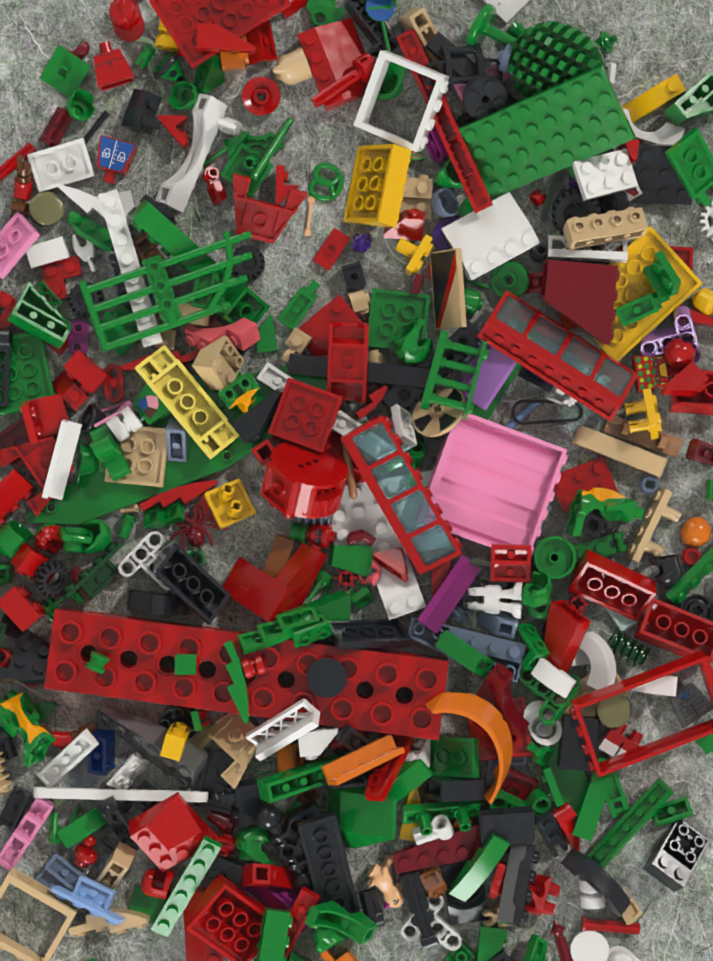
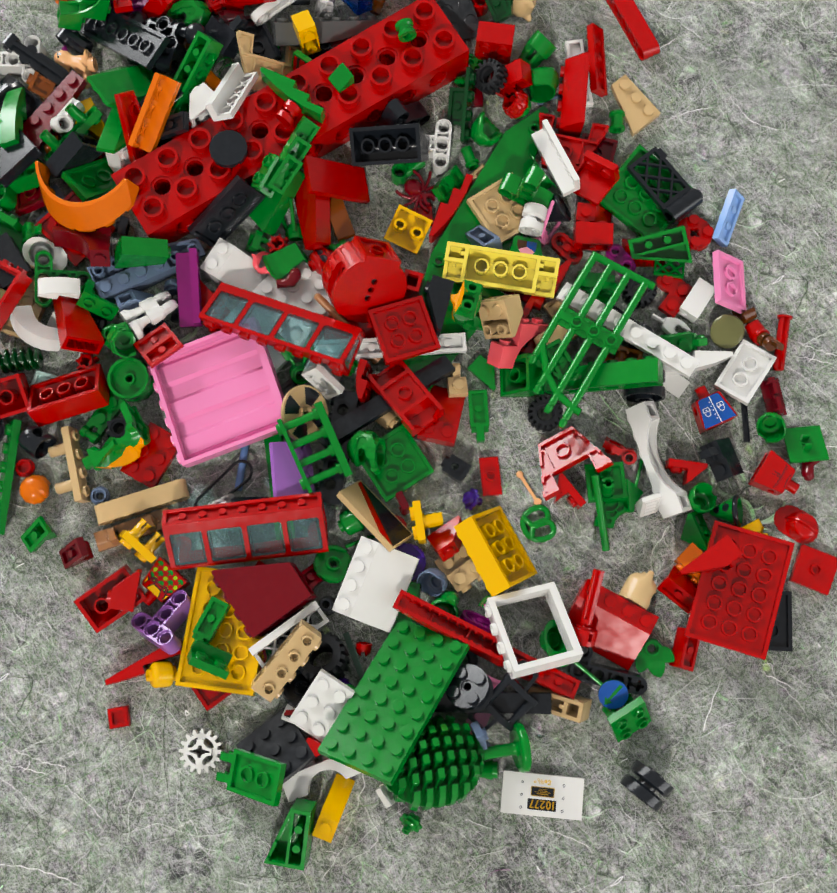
camera: 140 degrees right, 10 degrees down
(75, 539) = (498, 116): green piece -> none
(146, 54) = (757, 506): green pin -> none
(257, 87) = (653, 545): red dish -> none
(359, 301) = (435, 452): tan plate -> none
(393, 561) = (249, 281): slope -> none
(679, 353) = (149, 611): red hair -> none

